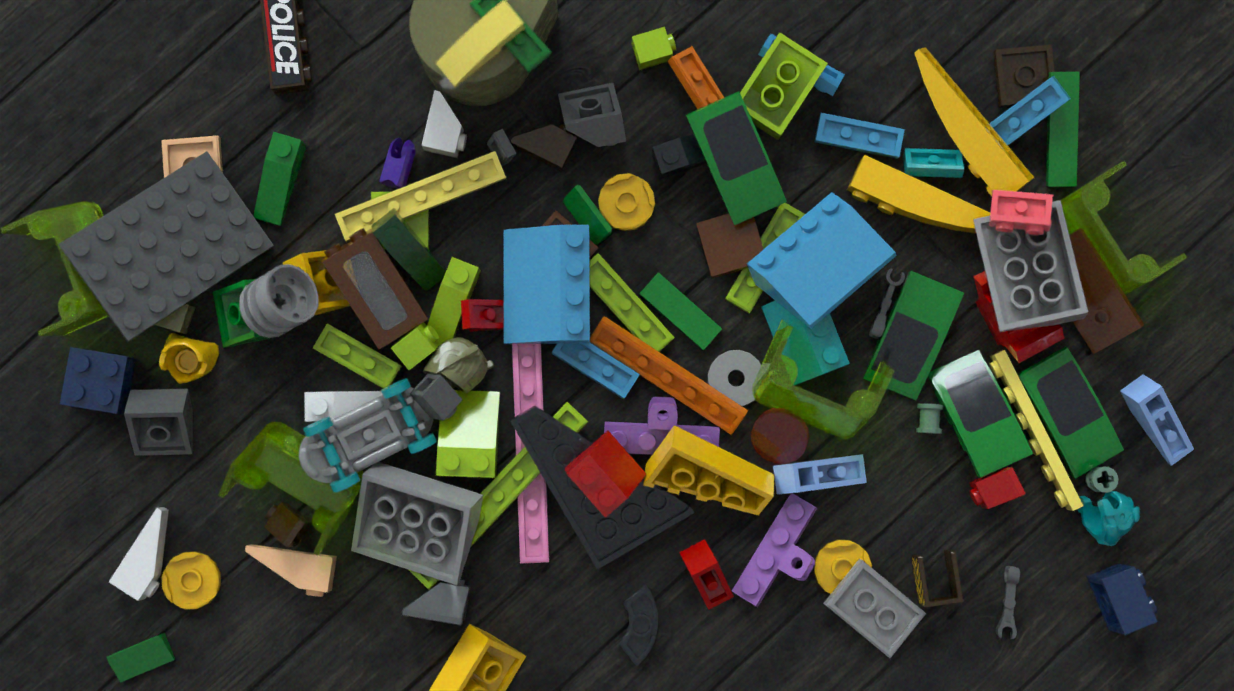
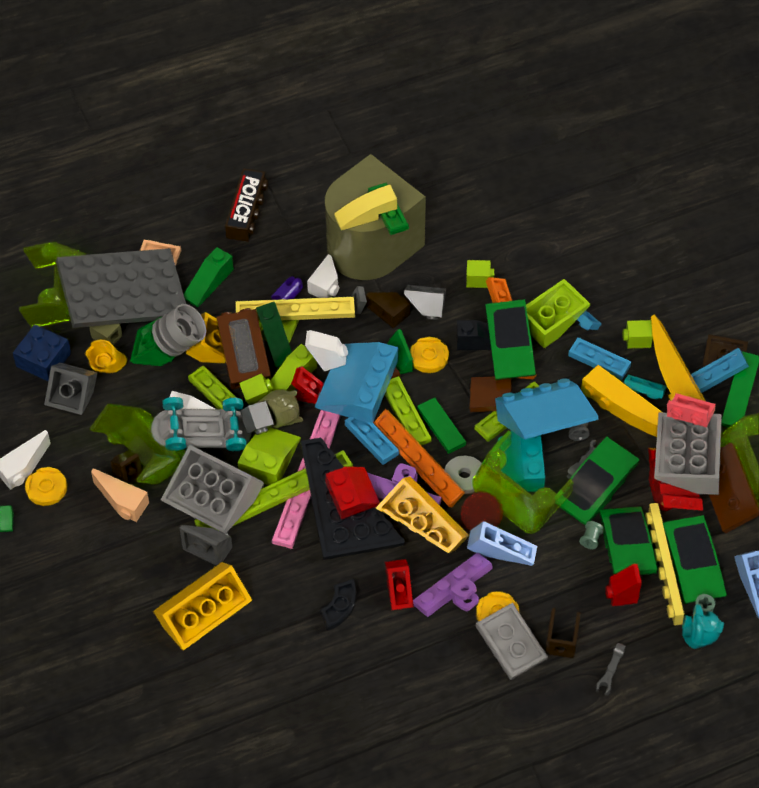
camera: 25 degrees right, 30 degrees down
(491, 258) = (326, 350): none -> white slope
(900, 79) = (638, 334): none -> lime brick
(1123, 598) = (695, 681): dark blue brick -> none

